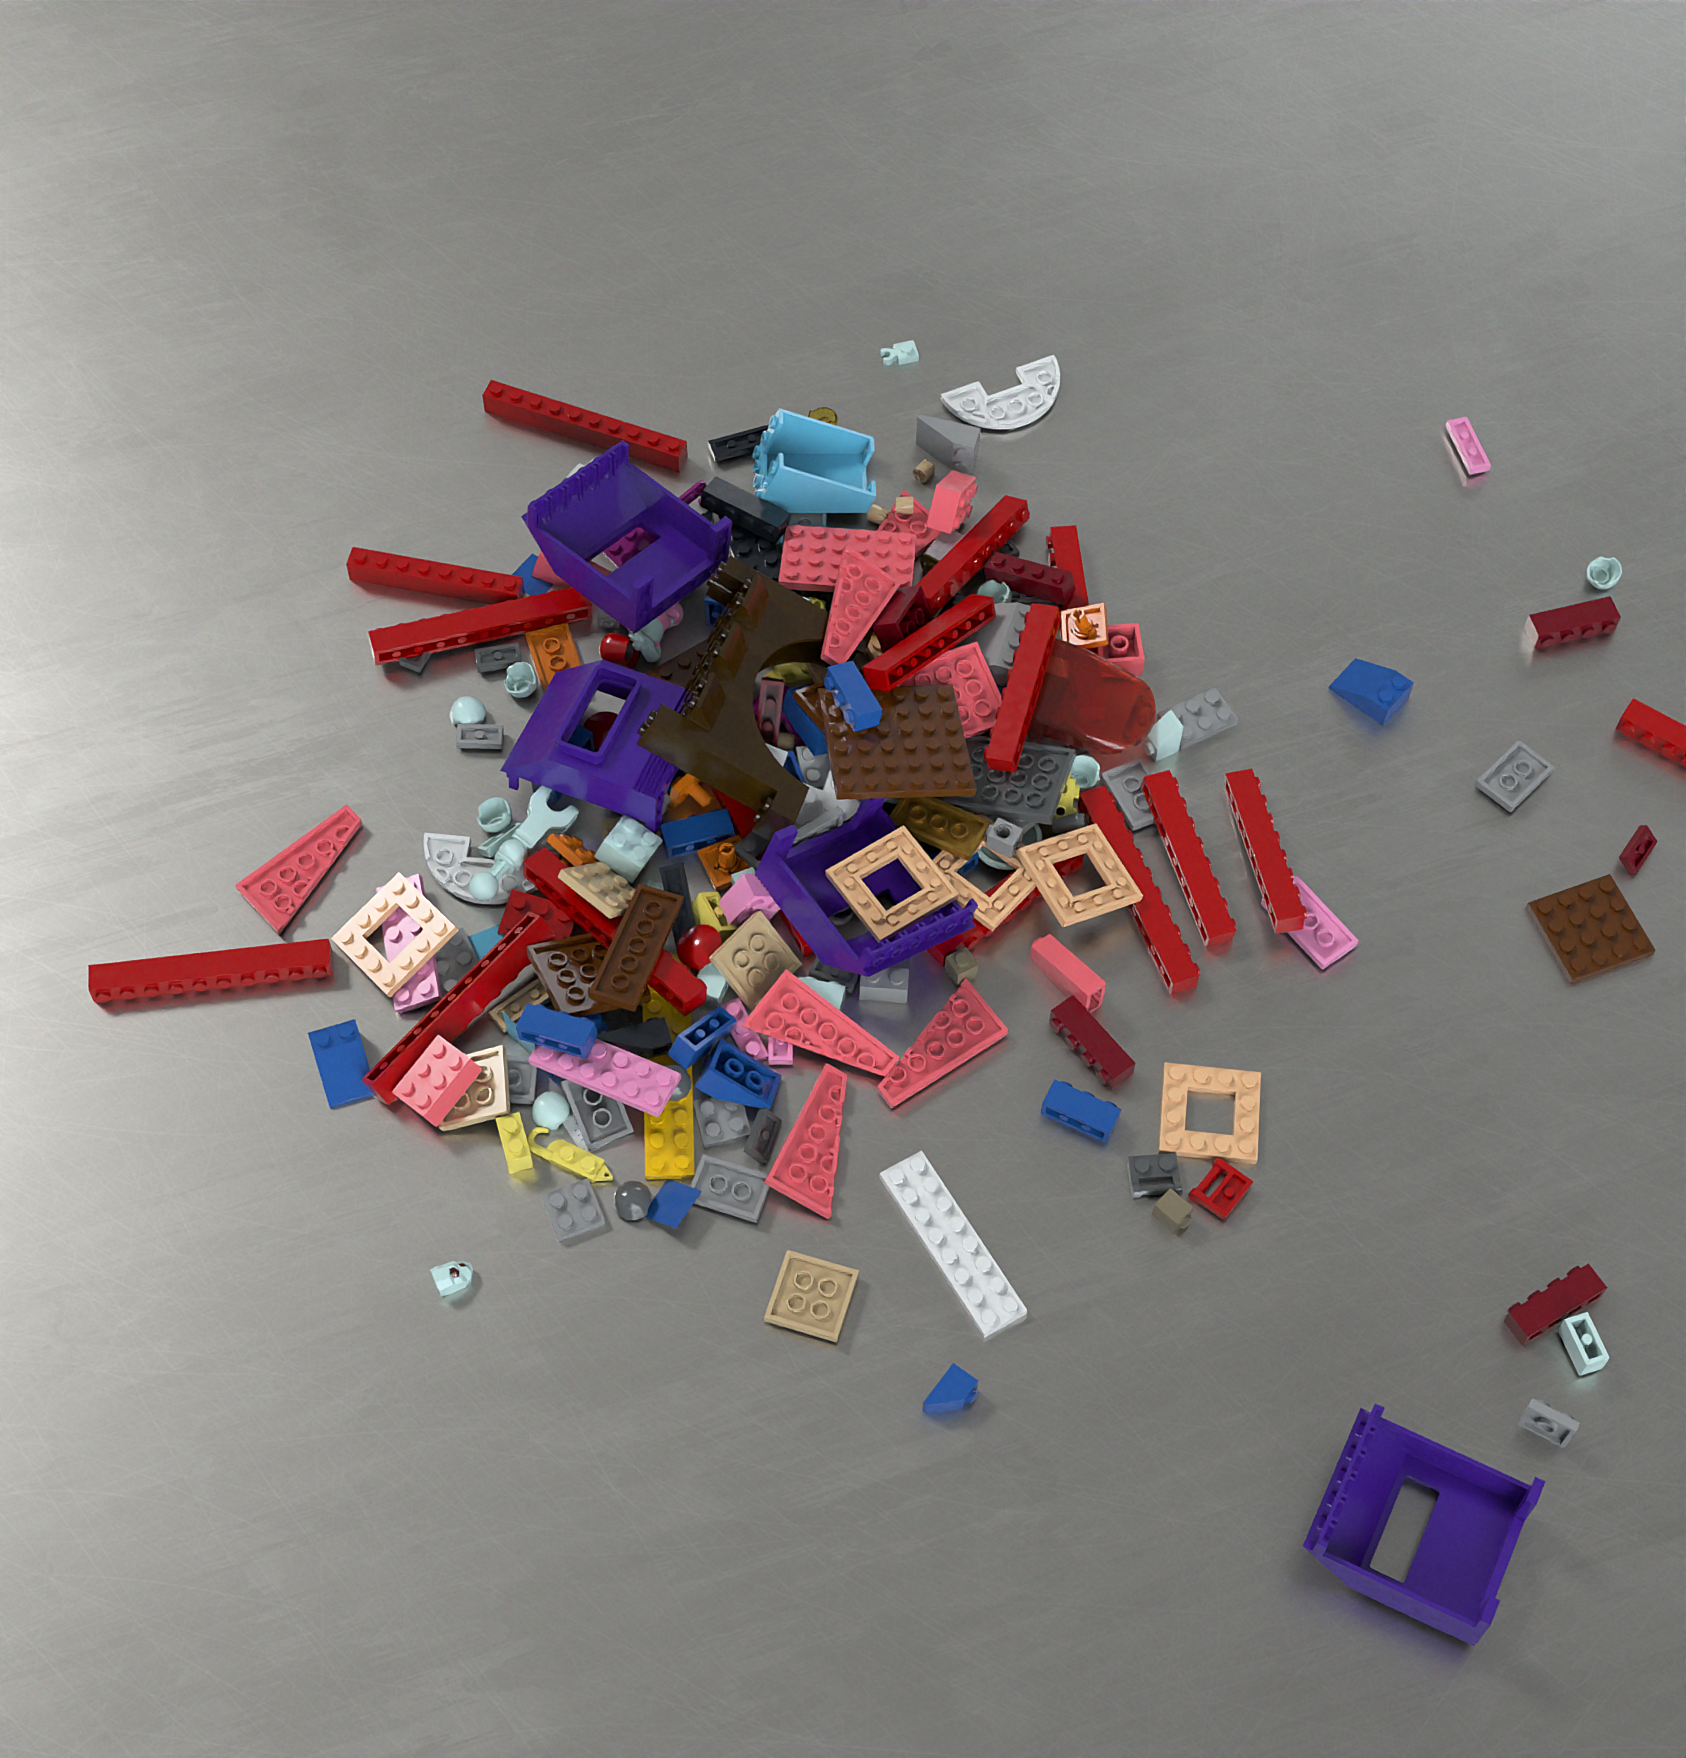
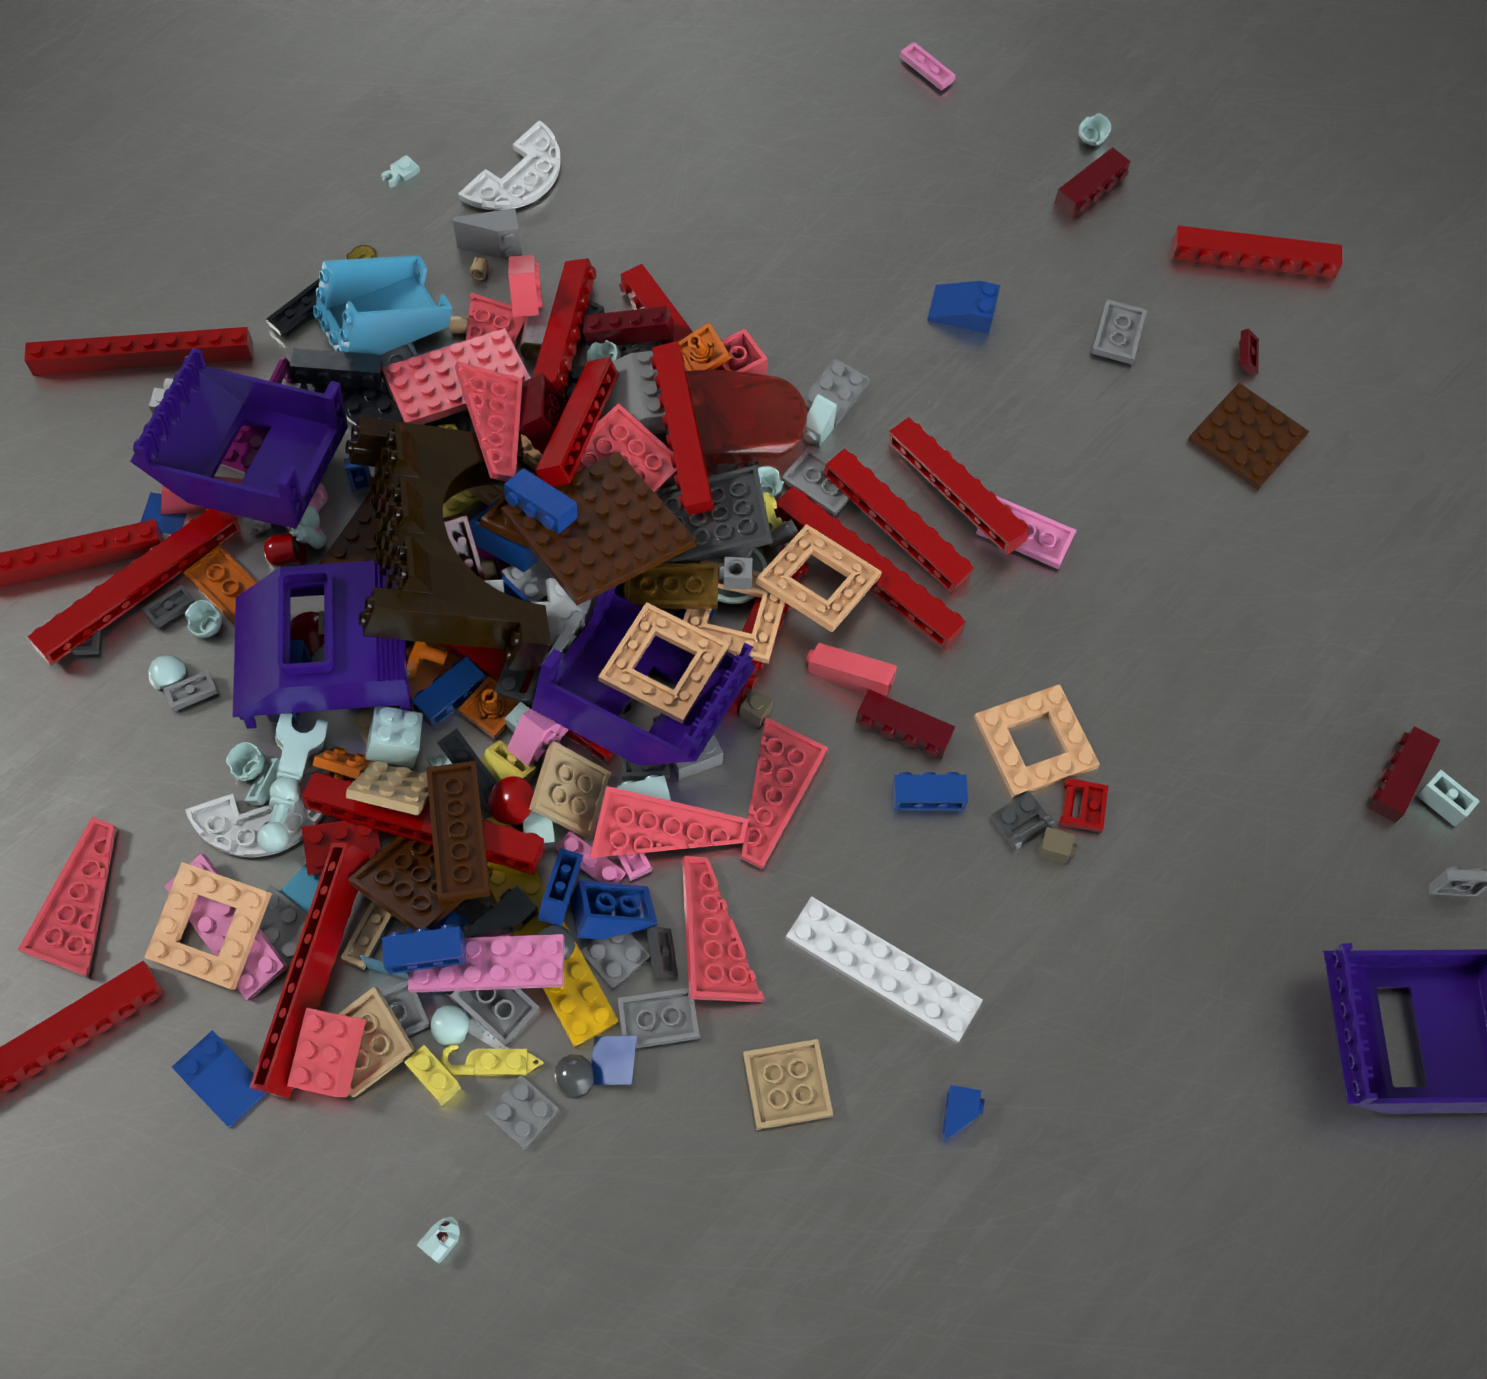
camera: 30 degrees left, 5 degrees up
(904, 505) = (480, 306): tan hose -> none

